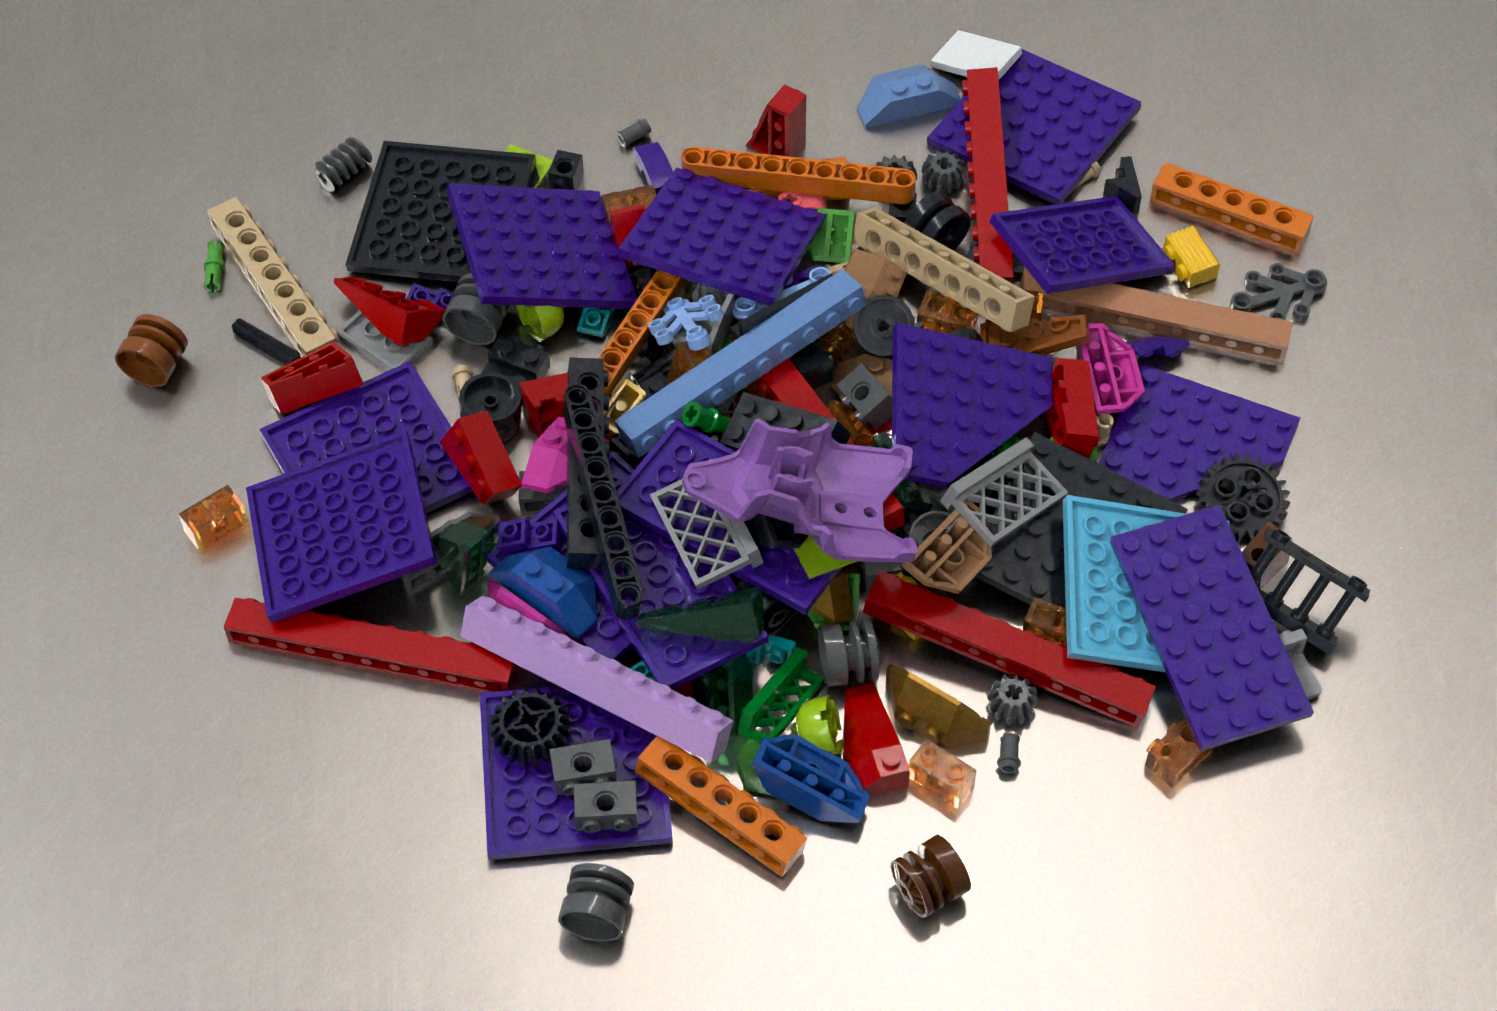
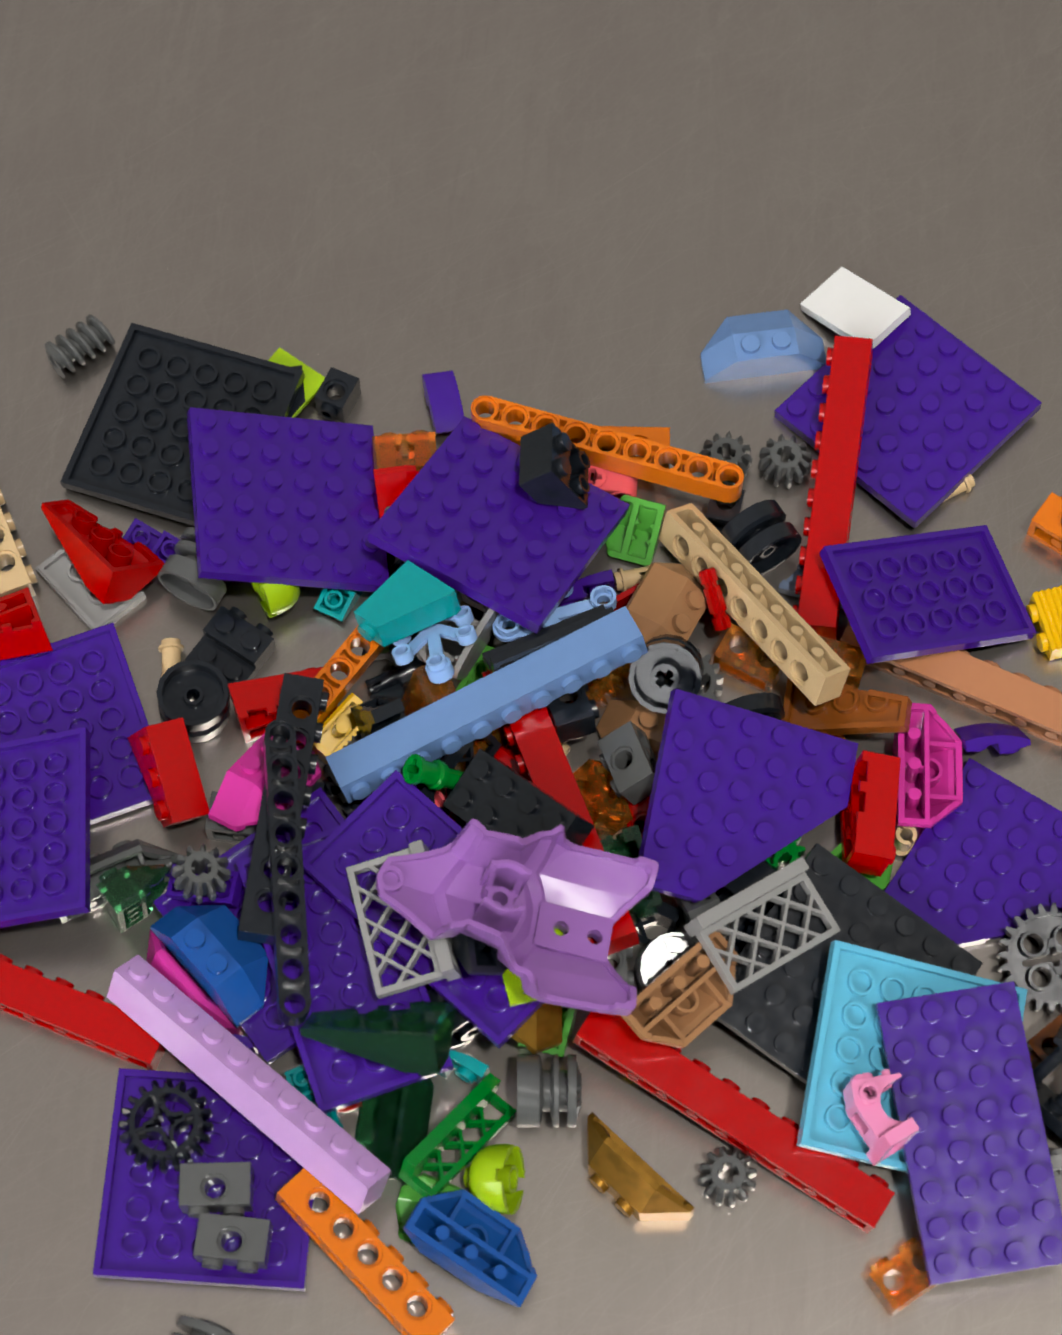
camera: 10 degrees right, 10 degrees up
(527, 519) = (205, 883): none -> dark grey gear
(634, 132) = (428, 351): dark grey pin -> none
(650, 385) = (377, 713): none -> black arch
(659, 299) = (405, 606): none -> teal slope
(759, 189) = (553, 468): none -> black slope
(782, 125) = (601, 378): red wedge -> none
(872, 742) = (552, 1202): red wedge -> none
(910, 270) = (715, 599): none -> red axle
(942, 773) = (626, 1259): clear orange brick -> none
(1009, 753) = (710, 1243): dark grey pin -> none
(1047, 621) = (783, 1089): clear orange brick -> none
(1125, 185) = (1000, 514): black slope -> none
(1130, 626) = (878, 1130): none -> bright pink tile

